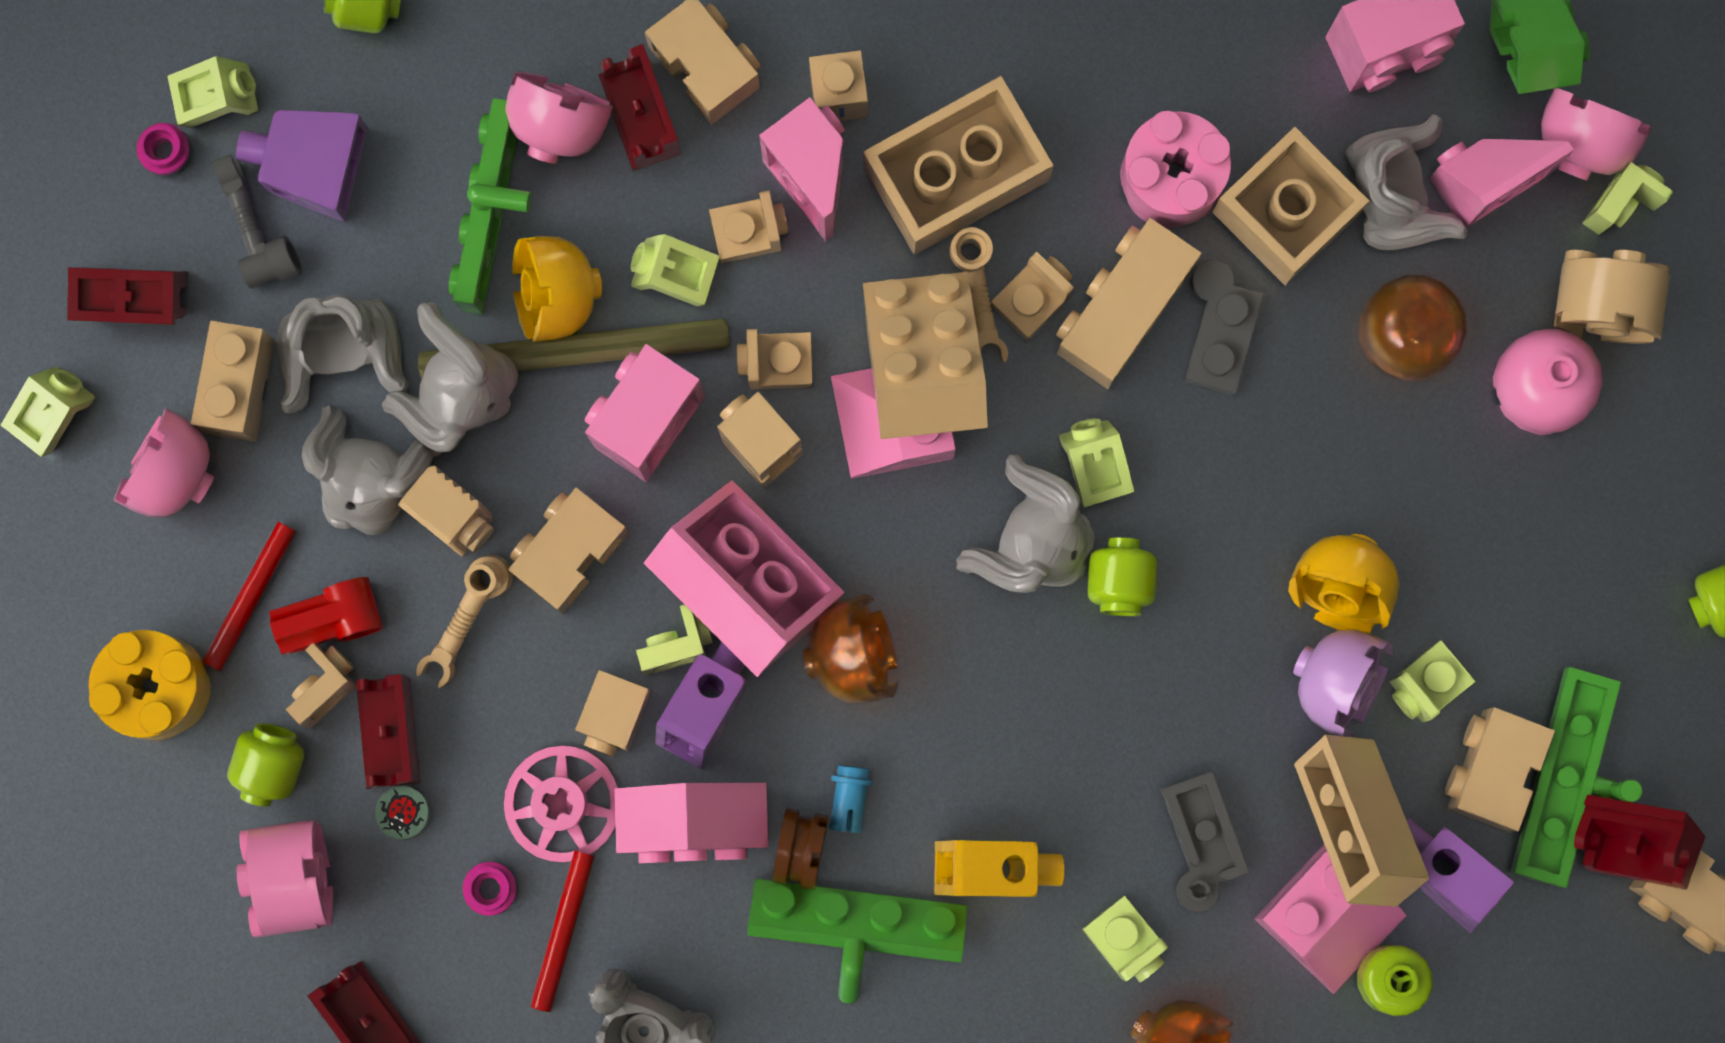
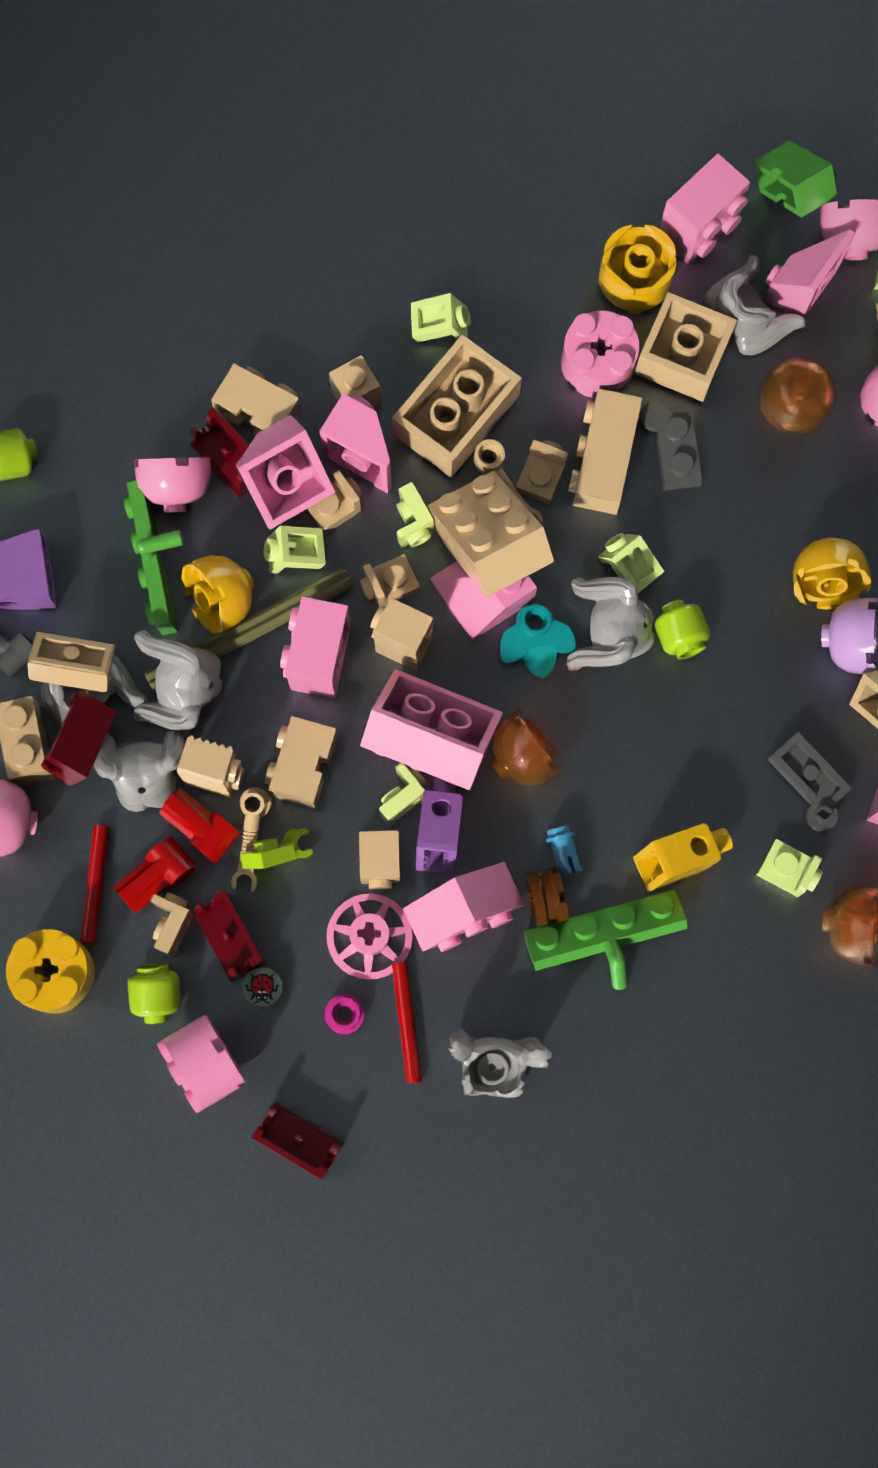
camera: 25 degrees left, 5 degrees down
(299, 408) = (79, 739): none -> dark red hinge
(325, 308) = (71, 662): none -> tan slope
(413, 588) = (206, 831): none -> red piece
(479, 652) = (270, 853): none -> lime plate
(694, 166) = (283, 472): none -> bright pink slope
(842, 279) = (413, 510): none -> yellowish green bracket
(931, 521) = (536, 646): none -> teal plate
(988, 37) = (439, 318): none -> yellowish green bracket
(1284, 48) = (637, 268): none -> yellow brick

